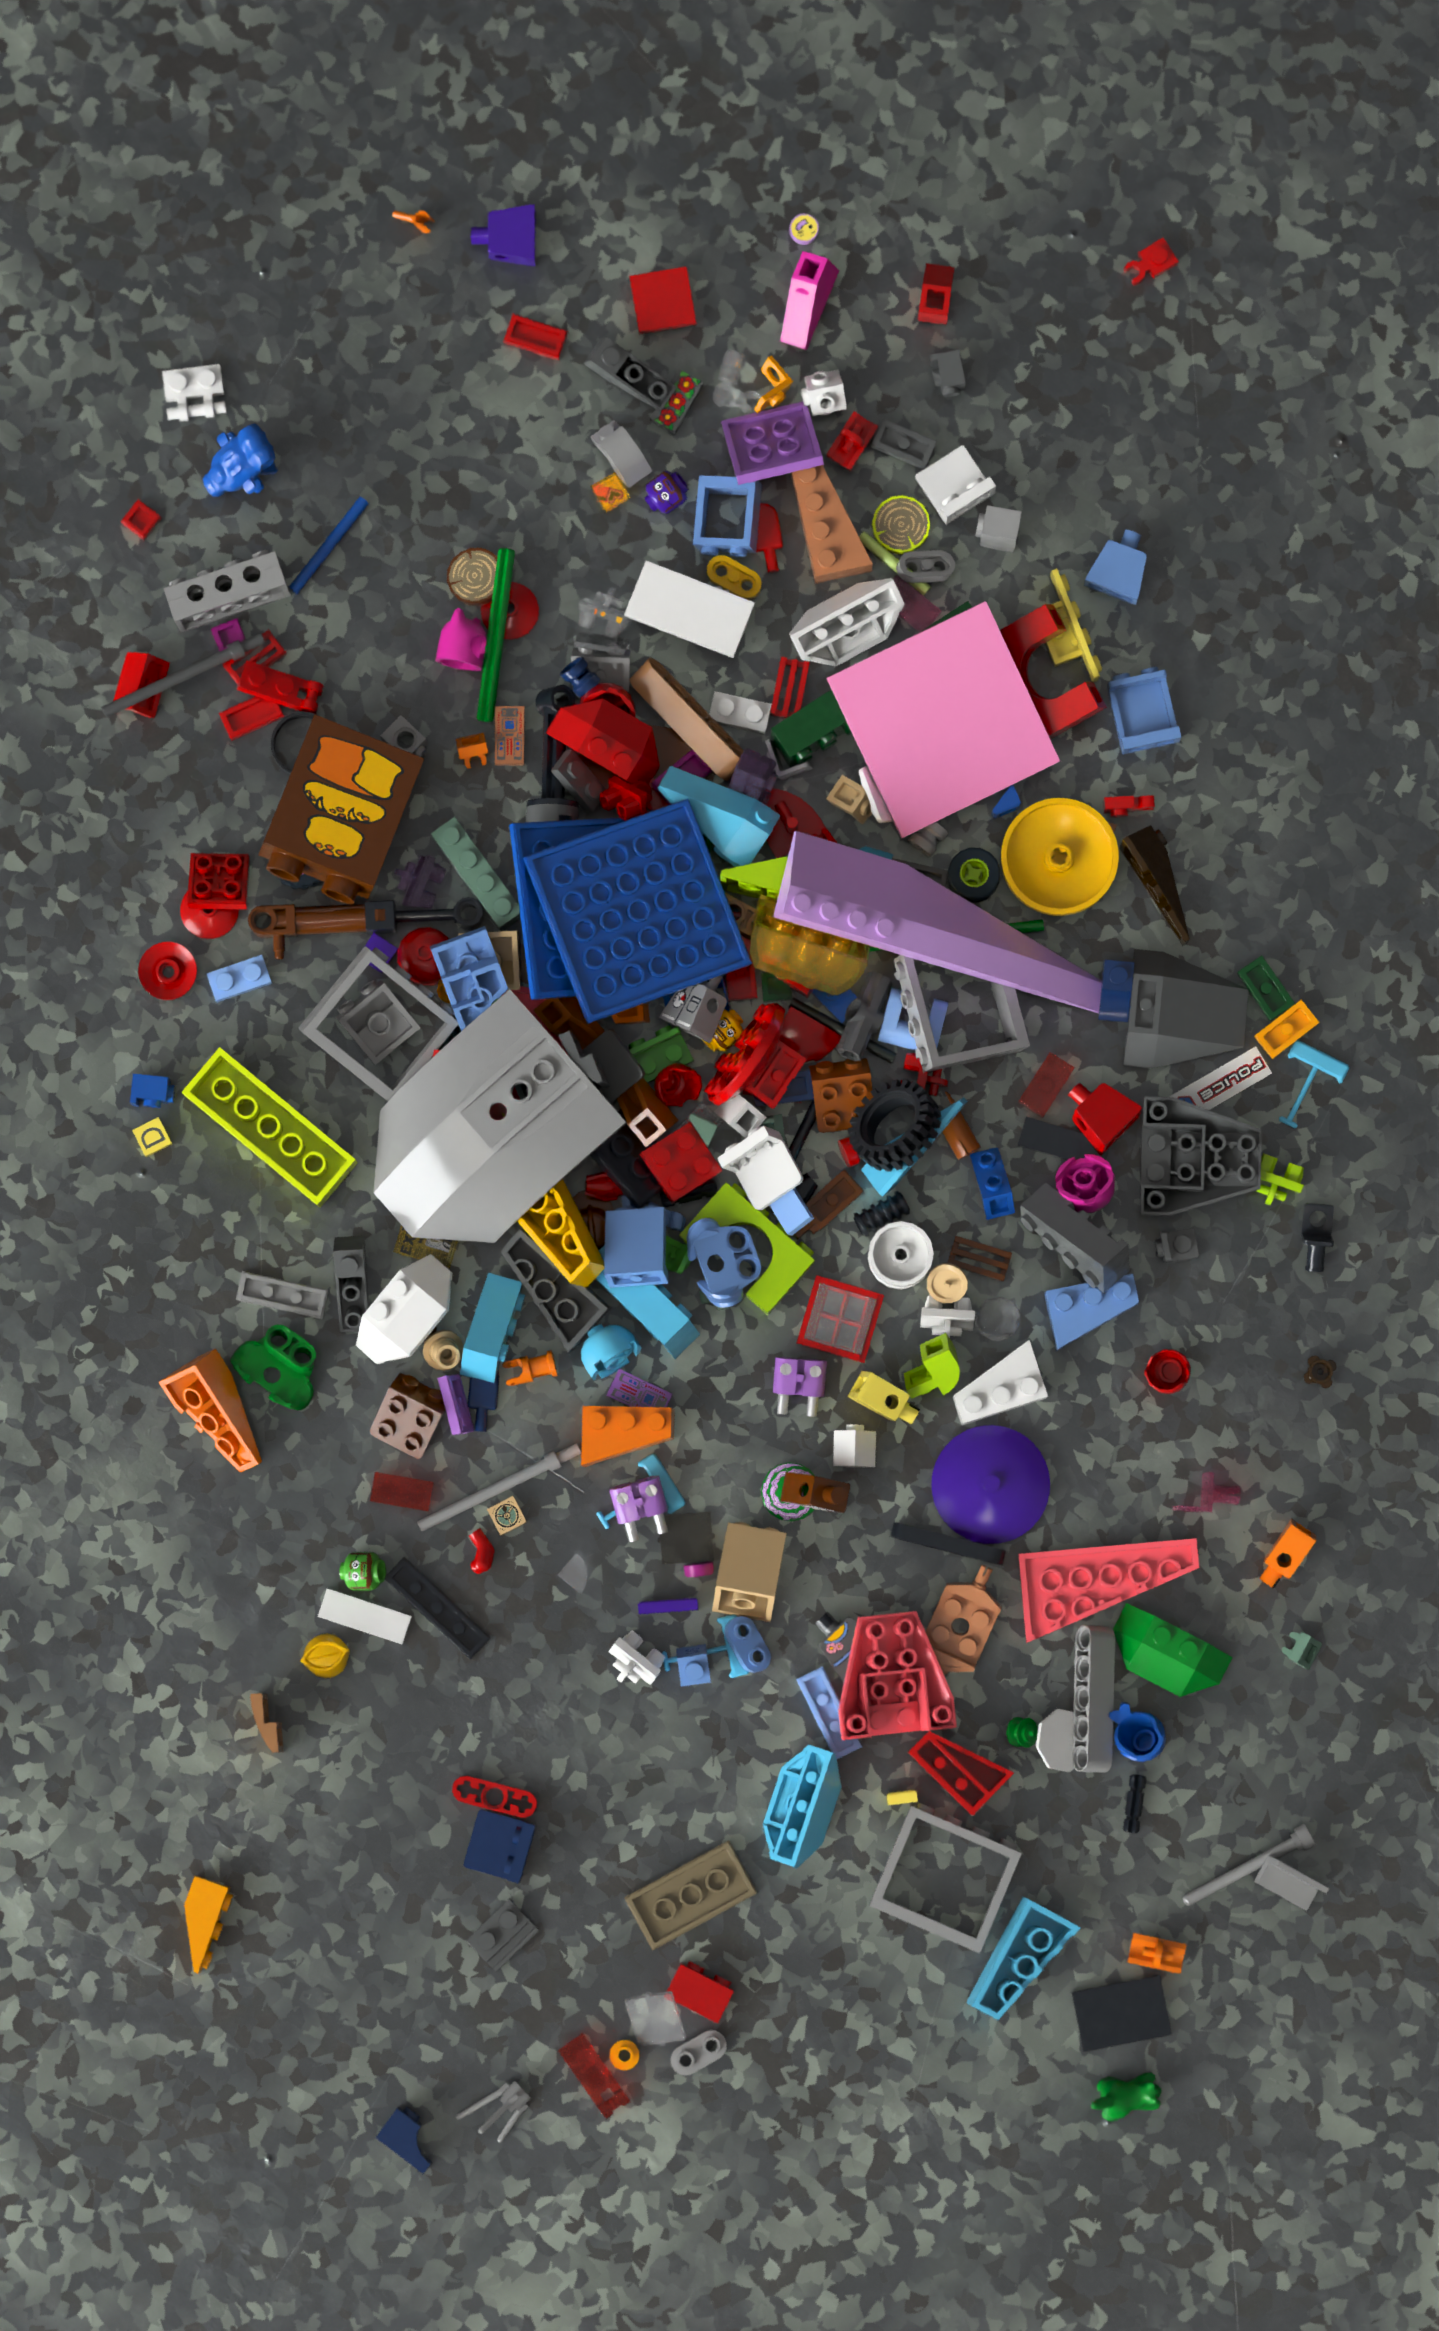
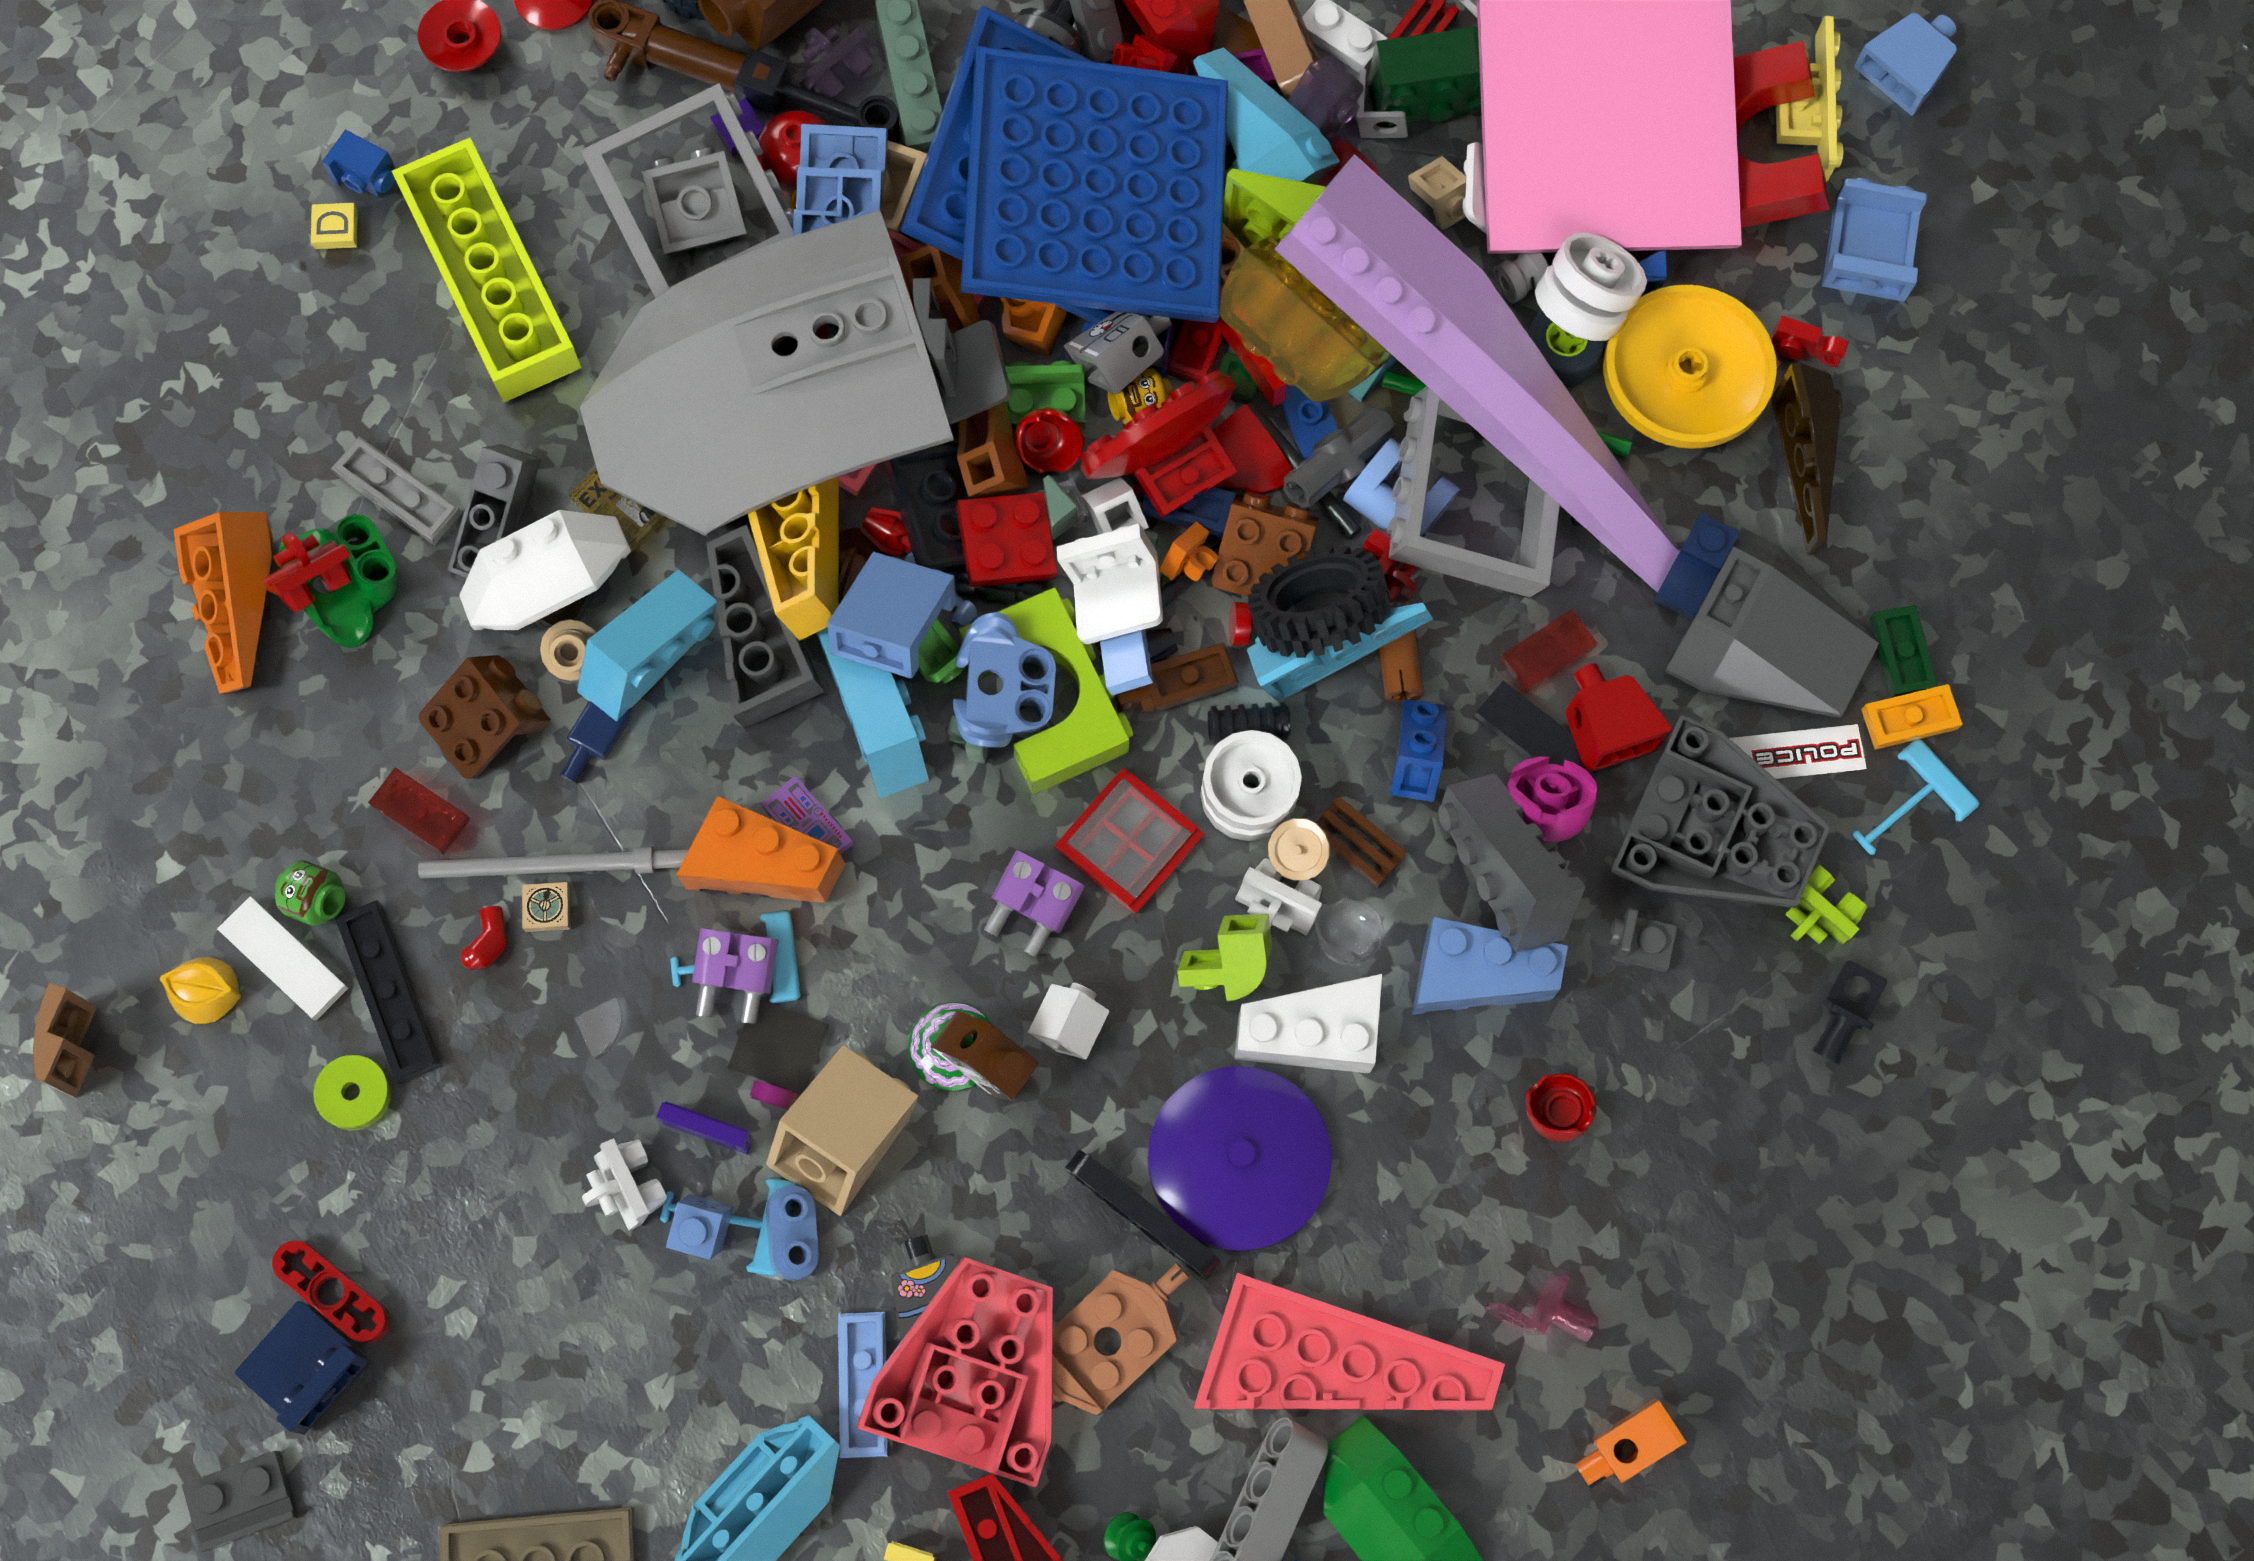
camera: 15 degrees right, 10 degrees down
(239, 978) = (547, 84): light blue plate -> none
(260, 1374) = (323, 561): none -> red hips
(433, 1677) = (332, 1087): none -> lime piece
(455, 1404) = (549, 725): medium lavender tile -> none
(532, 1368) = (676, 723): orange piece -> none
(608, 1349) = (790, 741): medium azure cylinder -> none
(797, 1122) = (1189, 554): none -> orange tile
(872, 1392) = (1135, 949): light yellow torso -> none
(976, 836) = (1590, 286): none -> white wheel
(1327, 1368) = (1791, 1203): dark brown plate -> none

